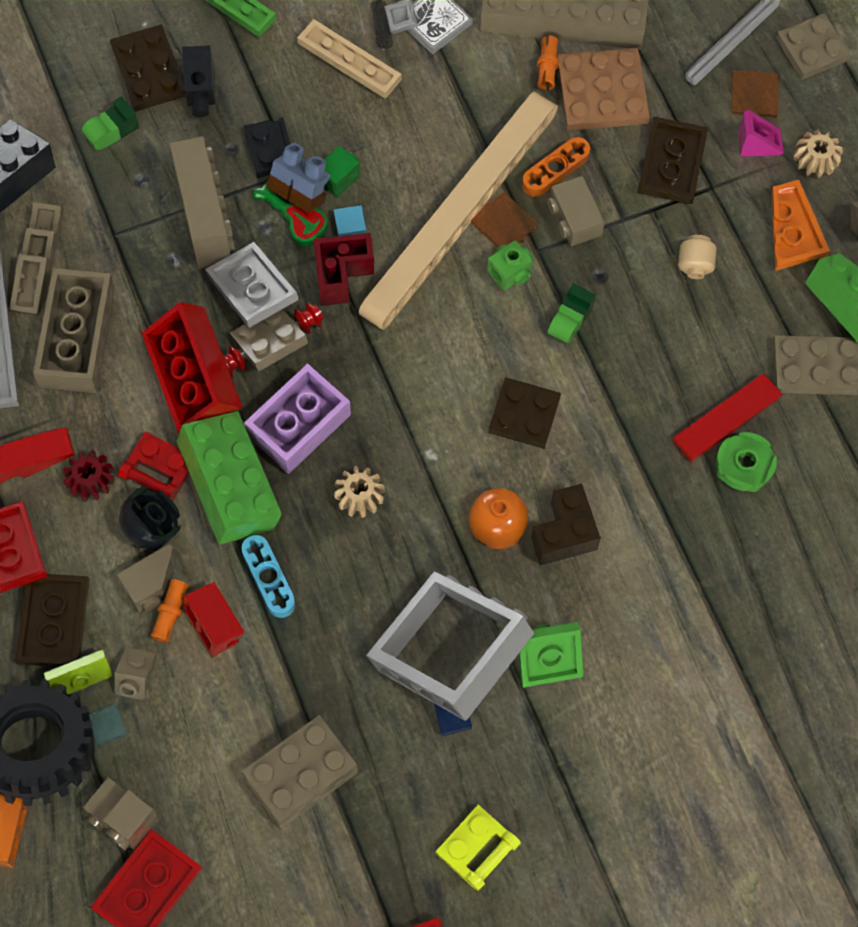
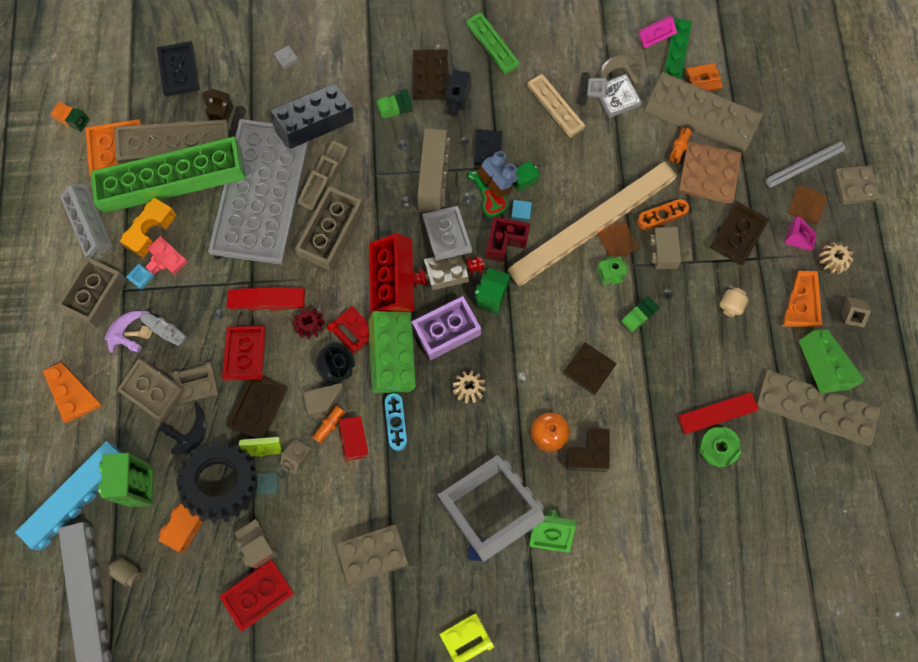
camera: 20 degrees right, 5 degrees up
(346, 346) = (491, 291): none -> green brick

